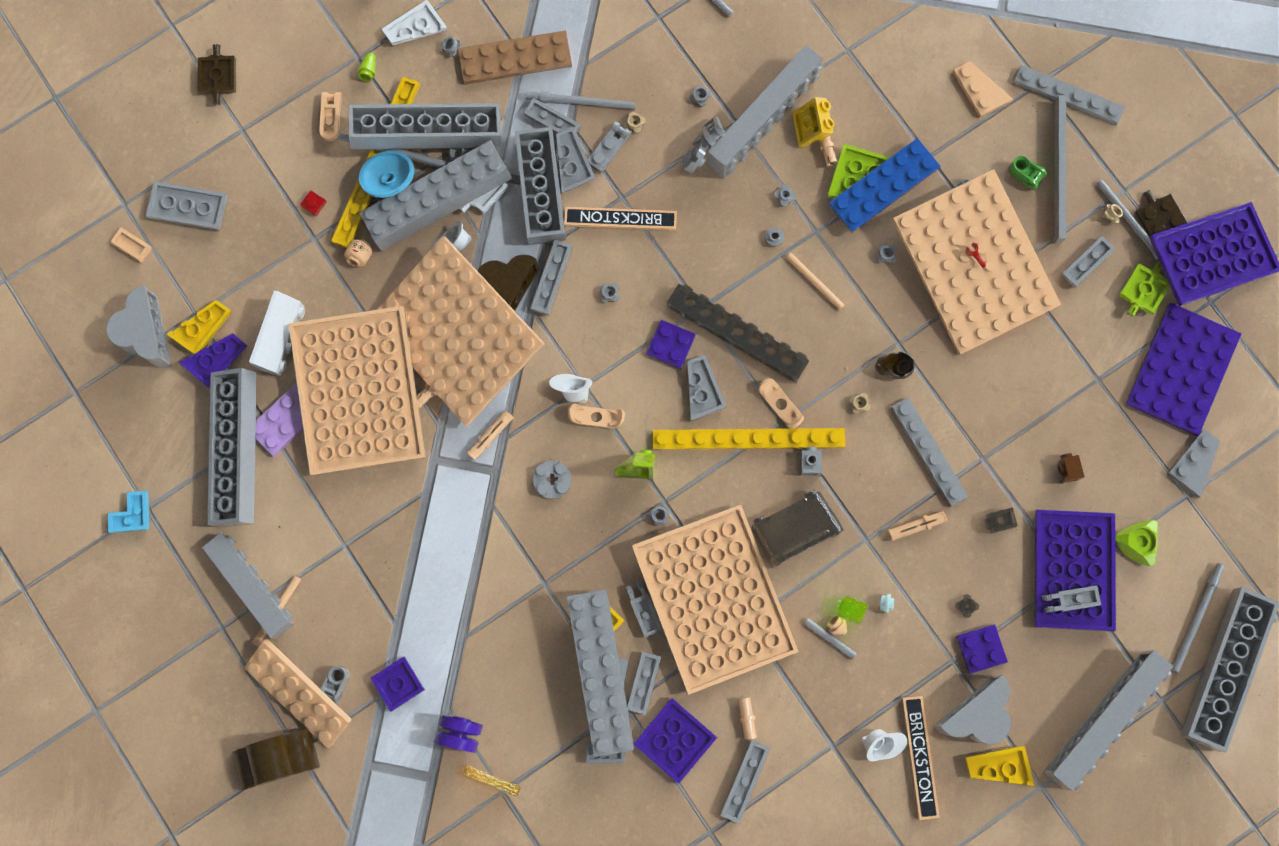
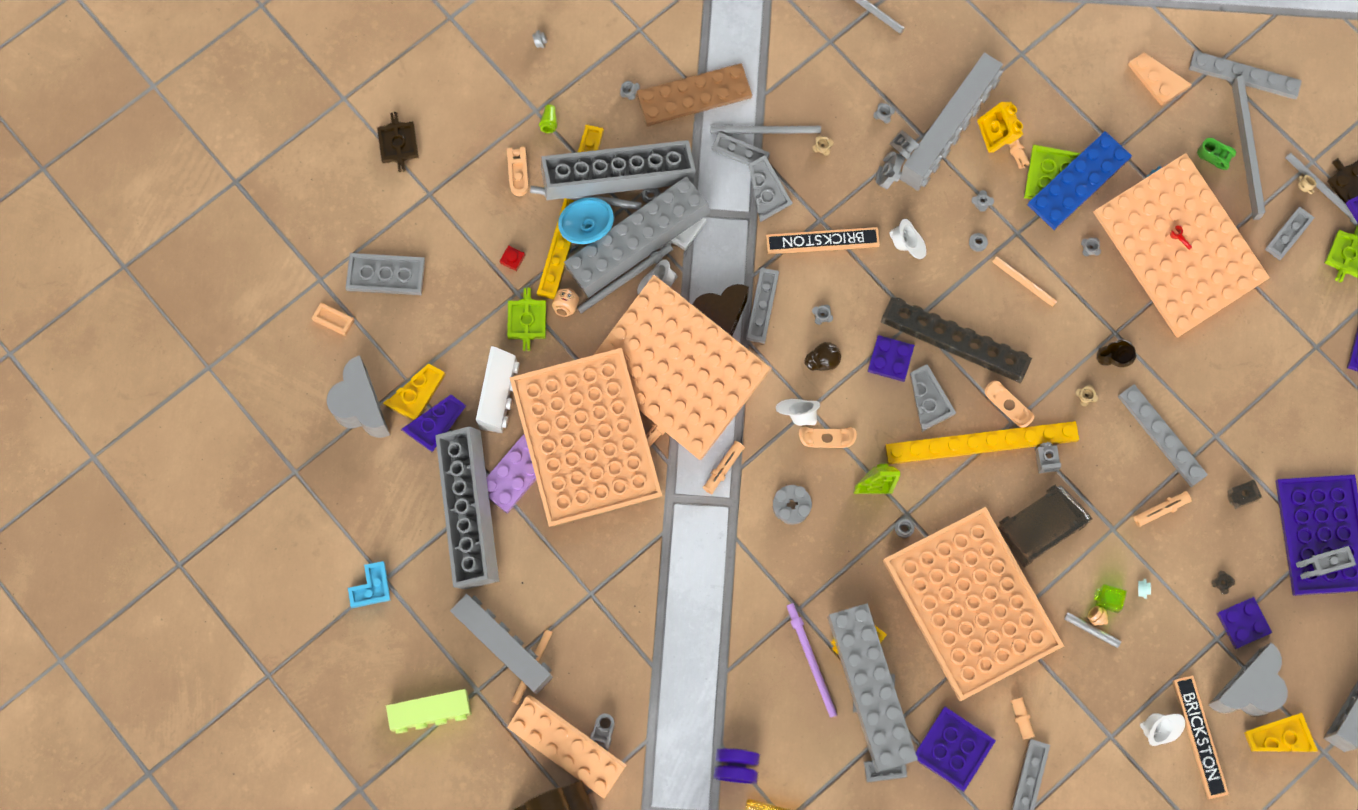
camera: 10 degrees left, 5 degrees down
(170, 642) = (428, 710): none -> yellowish green brick
(318, 266) = (526, 319): none -> lime plate
(397, 684) = (666, 725): dark purple plate -> none
(414, 24) = (590, 72): white wing -> none
(451, 218) = (655, 258): none -> light grey bar
(540, 185) = (739, 216): light grey brick -> none
(540, 598) = (797, 624): none -> lavender bar
(604, 336) = (823, 357): none -> dark brown hair
(609, 147) = (800, 172): light grey plate -> none
(643, 683) = (914, 694): light grey plate -> none
(644, 611) = (903, 623): light grey hinge -> none
(704, 226) = (908, 239): none -> white piece
(1070, 468) = (1304, 435): reddish brown brick -> none

